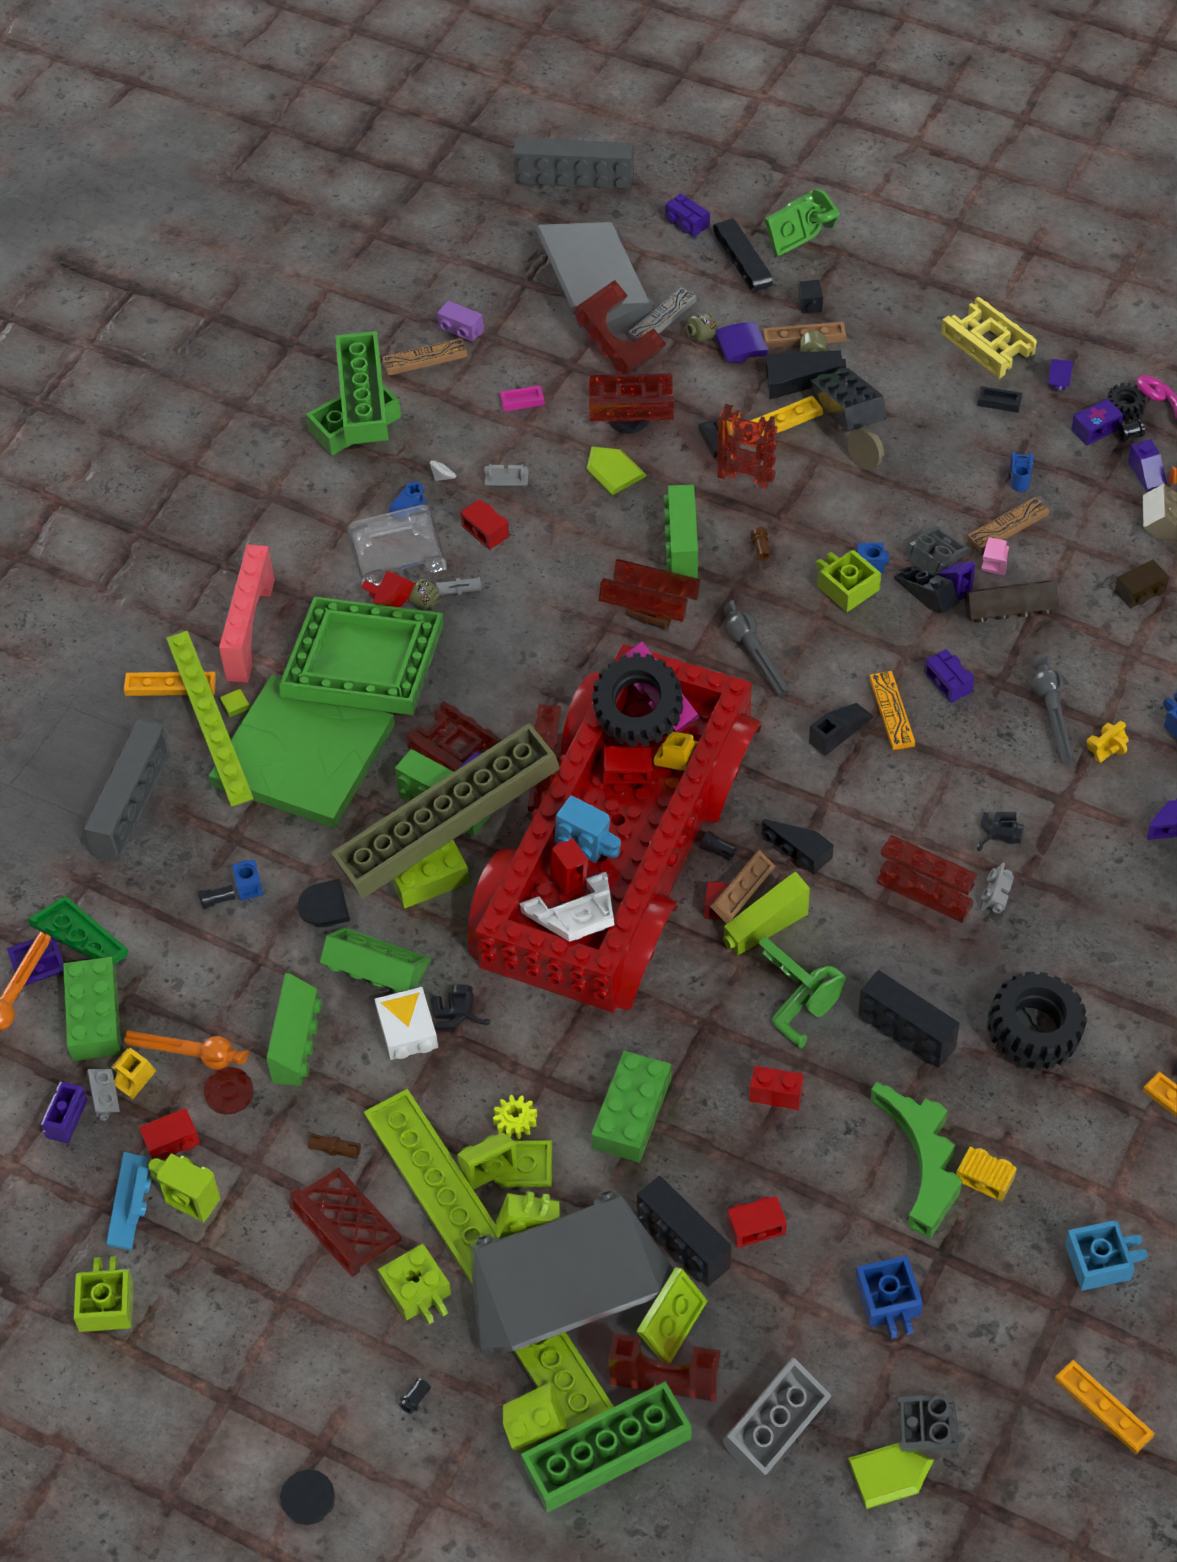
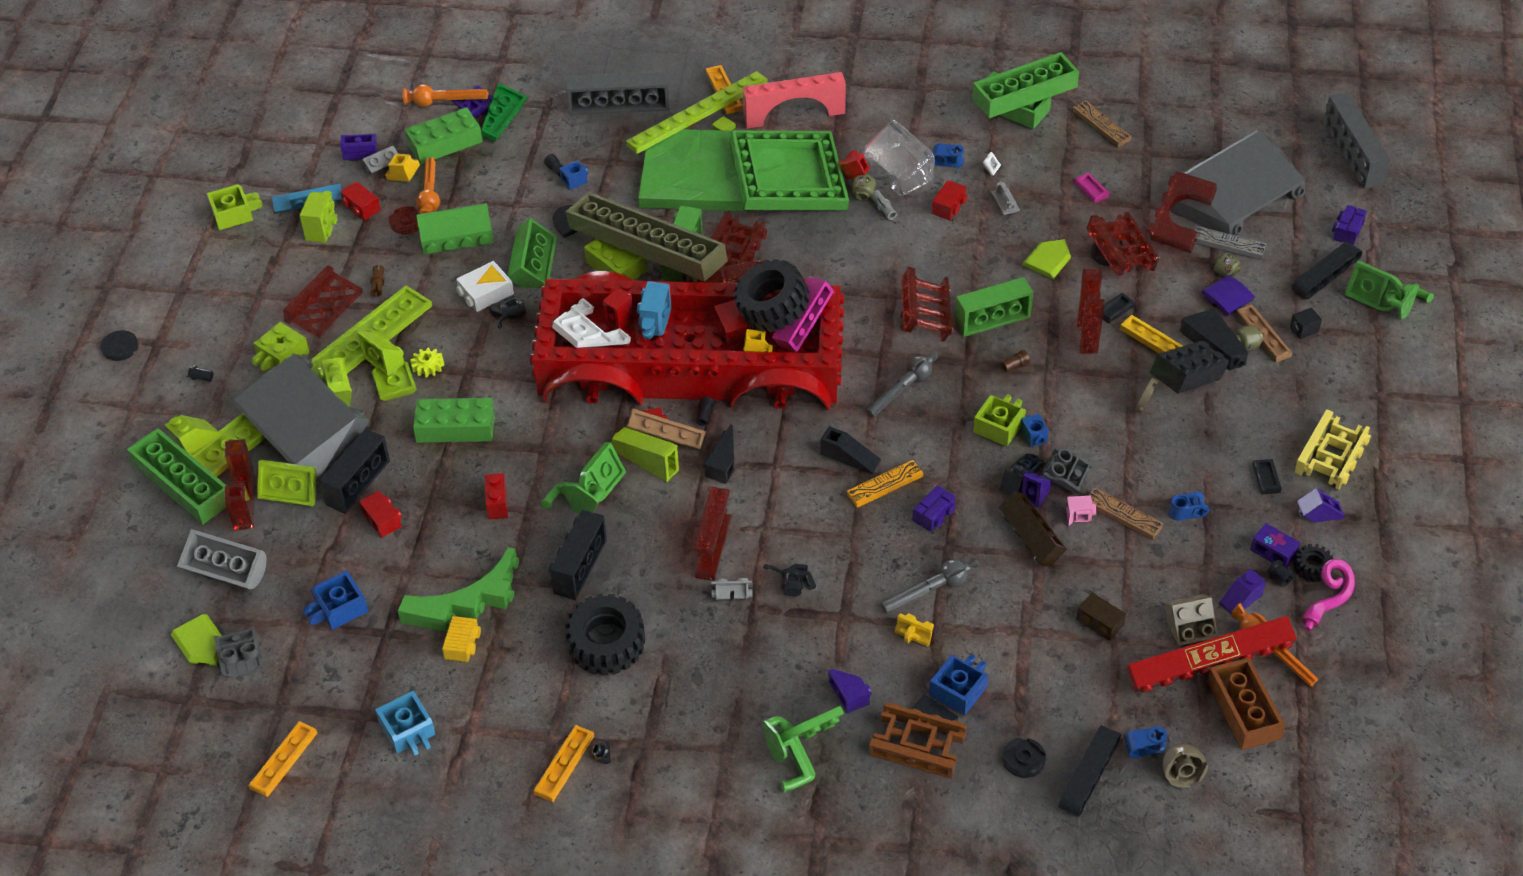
camera: 70 degrees right, 5 degrees down
(460, 321) = (1143, 130): medium lavender brick -> none

